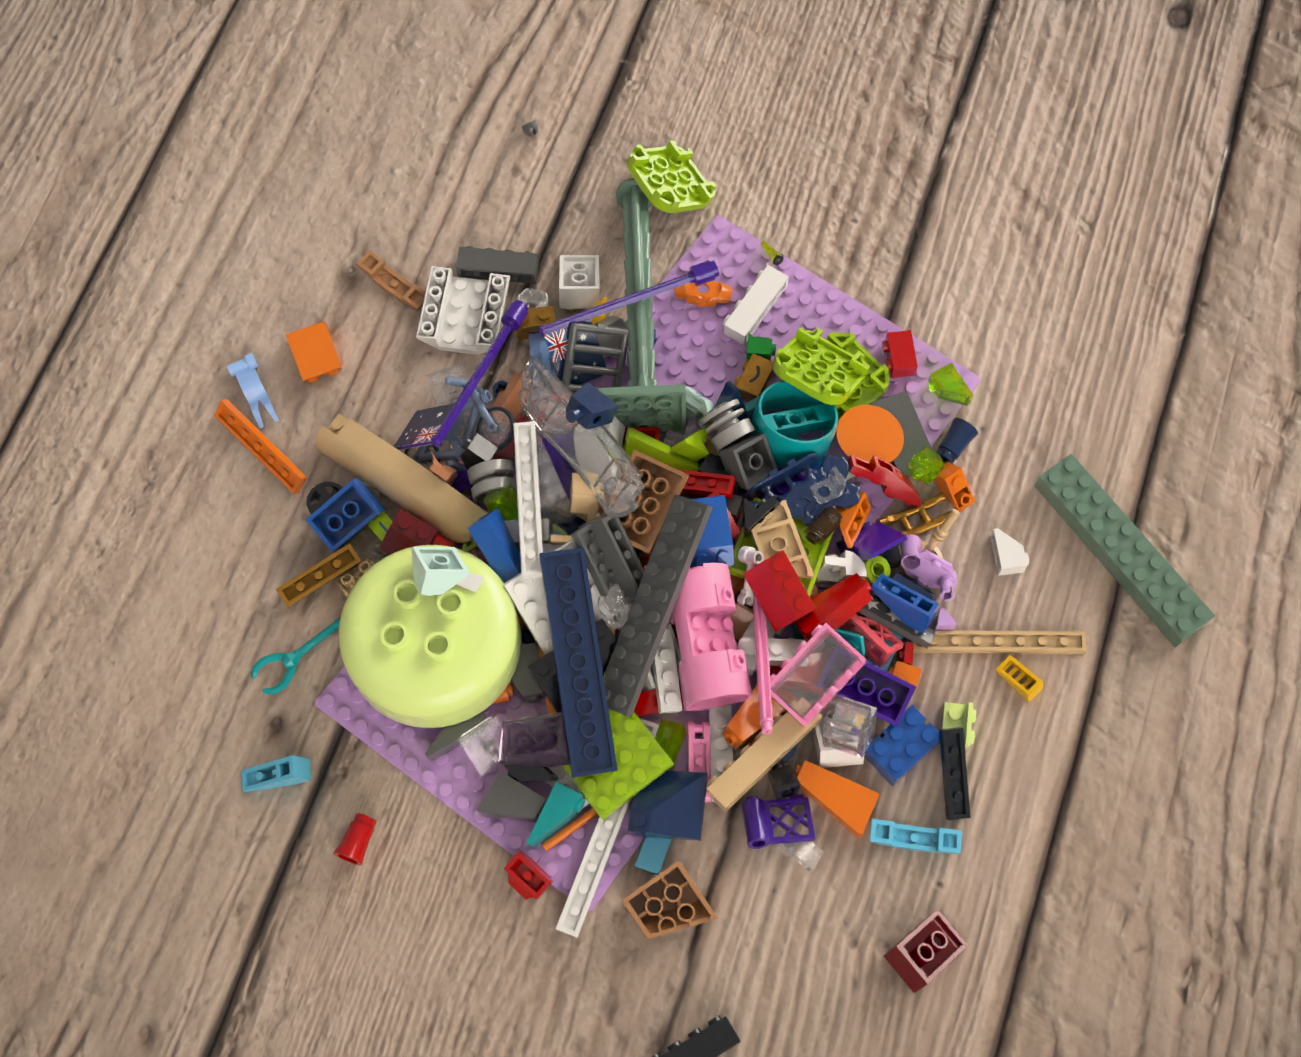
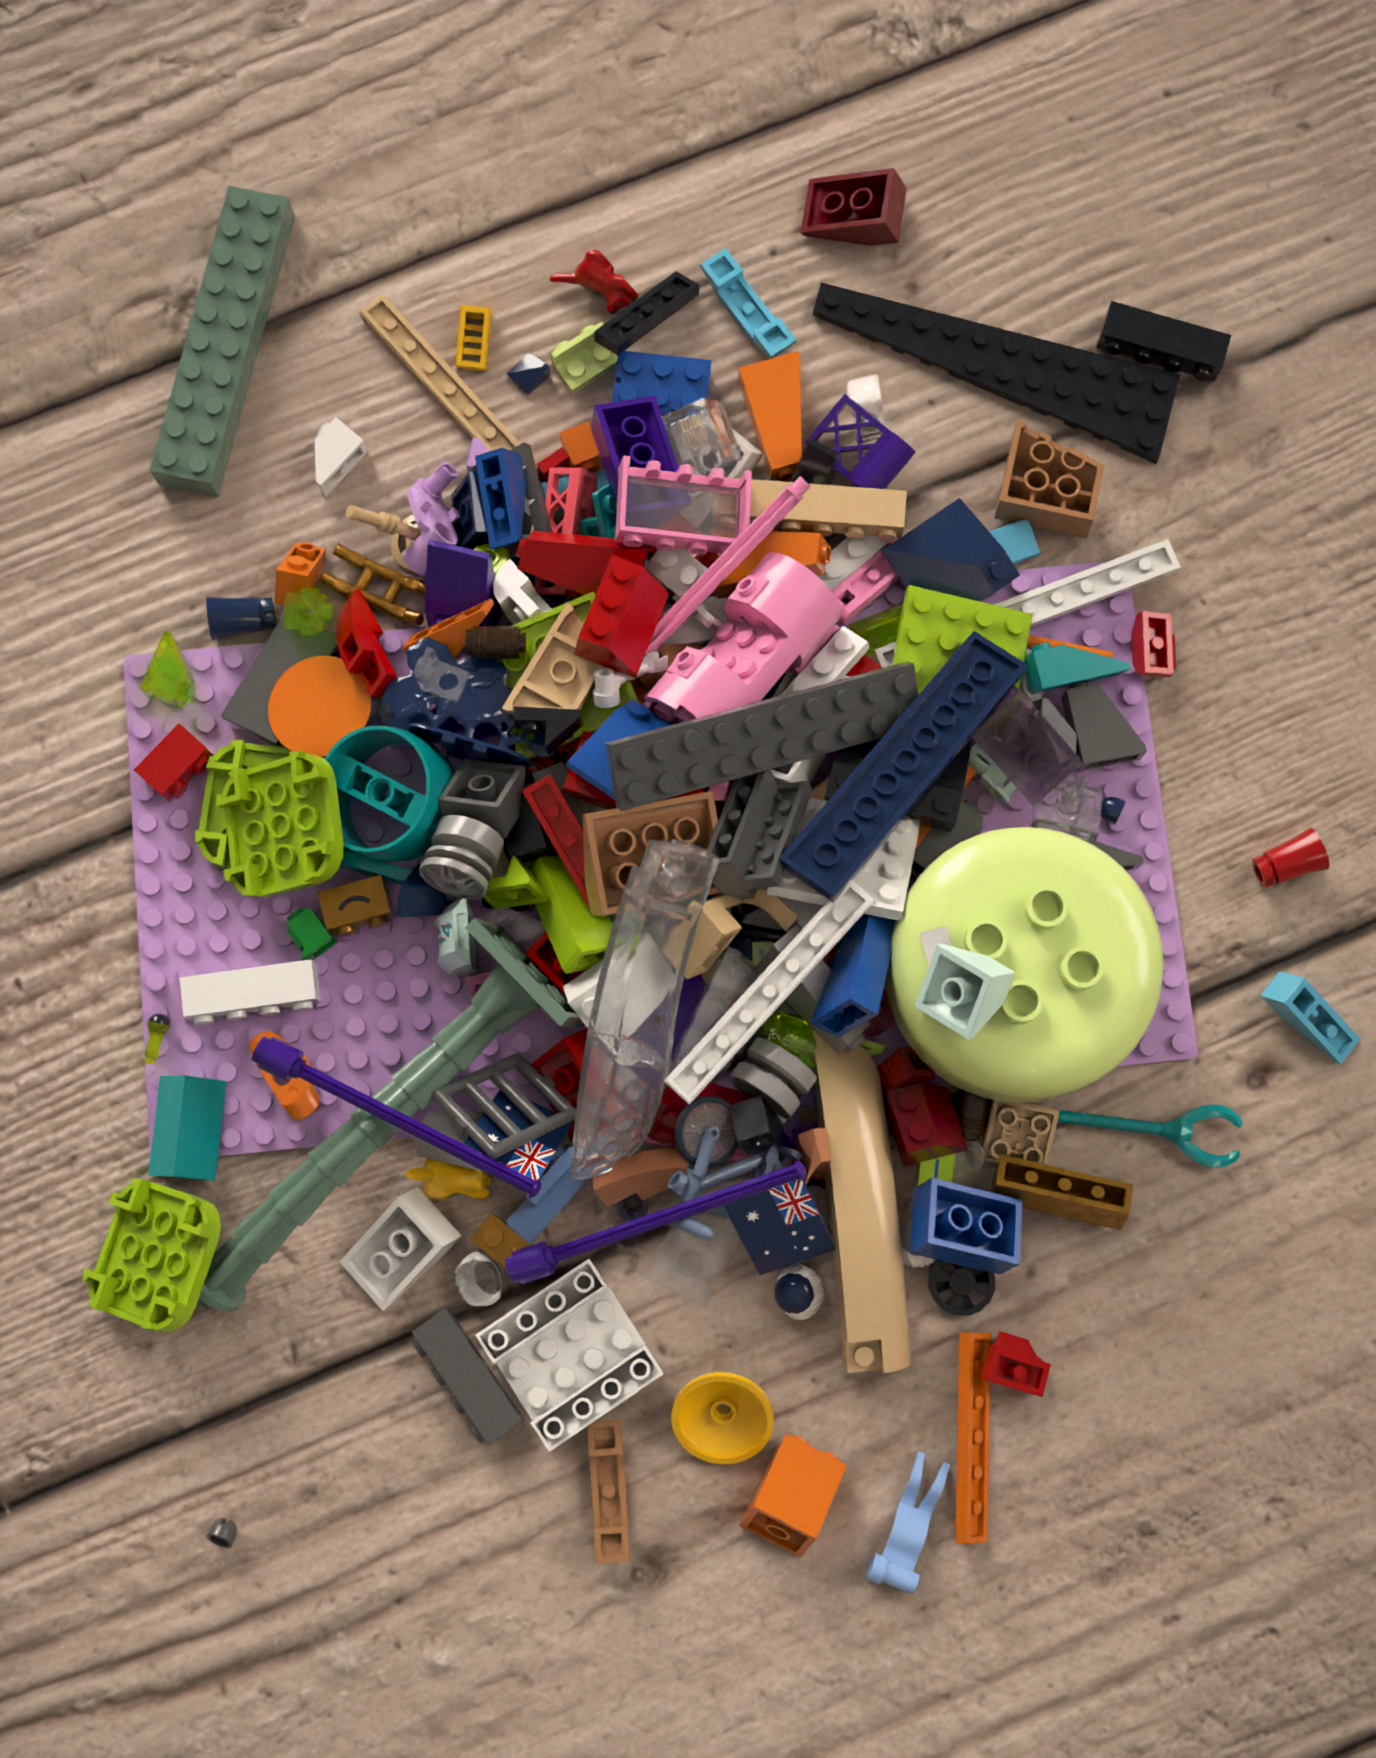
camera: 135 degrees left, 10 degrees up
(269, 489) = (1015, 1365): none -> red slope
(374, 347) = (720, 1432): none -> yellow dish
(392, 426) = (799, 1292): none -> hair
(467, 770) = (1111, 809): none -> dark blue hinge
(590, 408) = (599, 1010): dark blue torso -> none
(615, 604) = (803, 778): clear plate -> none
(710, 980) = (1080, 387): none -> black wing
(716, 235) = (187, 1127): none -> teal slope
(974, 690) = (529, 373): none -> dark blue slope
(1001, 771) = (598, 275): none -> red animal

